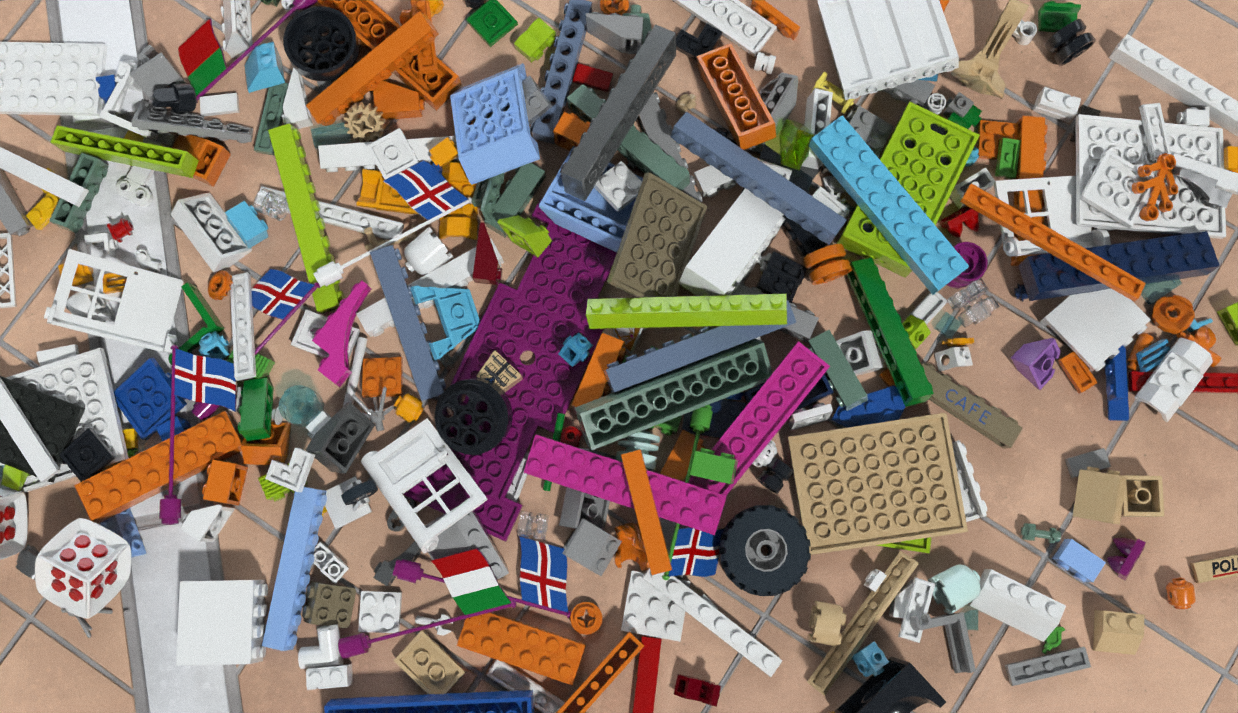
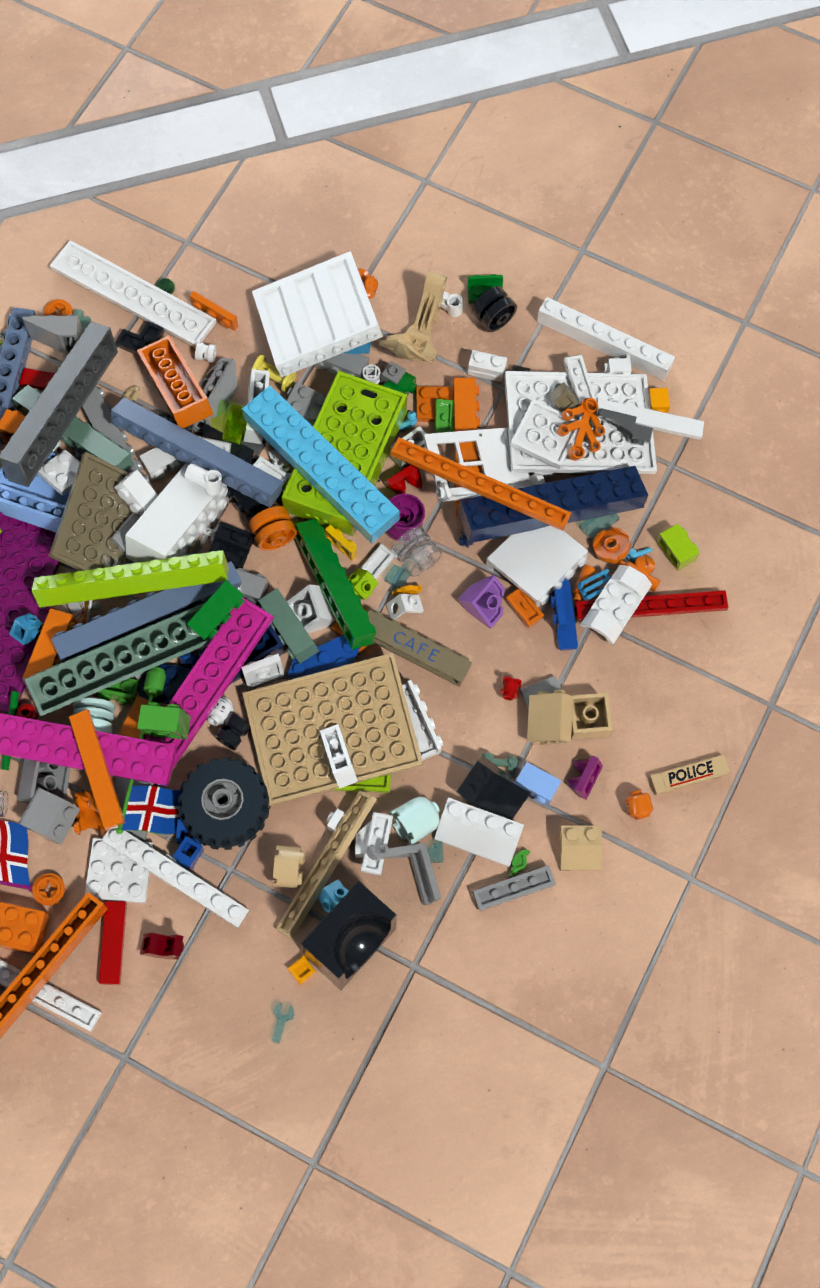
camera: 10 degrees left, 10 degrees down
(682, 256) = (119, 536): none -> light grey tile
(695, 217) = (136, 492): none -> white brick
(719, 573) = (181, 832): none -> blue tile
(720, 601) = (187, 845): none -> blue brick
(766, 209) = (210, 480): none -> white piece
(774, 355) = (216, 610): none -> green brick
(884, 516) = (338, 756): none -> white slope
(896, 287) = (346, 546): none -> yellow plate
(1035, 564) = (493, 790): none -> black slope
(1057, 457) = (510, 688): none -> red brick
(1139, 150) = (564, 397): none -> dark tan panel

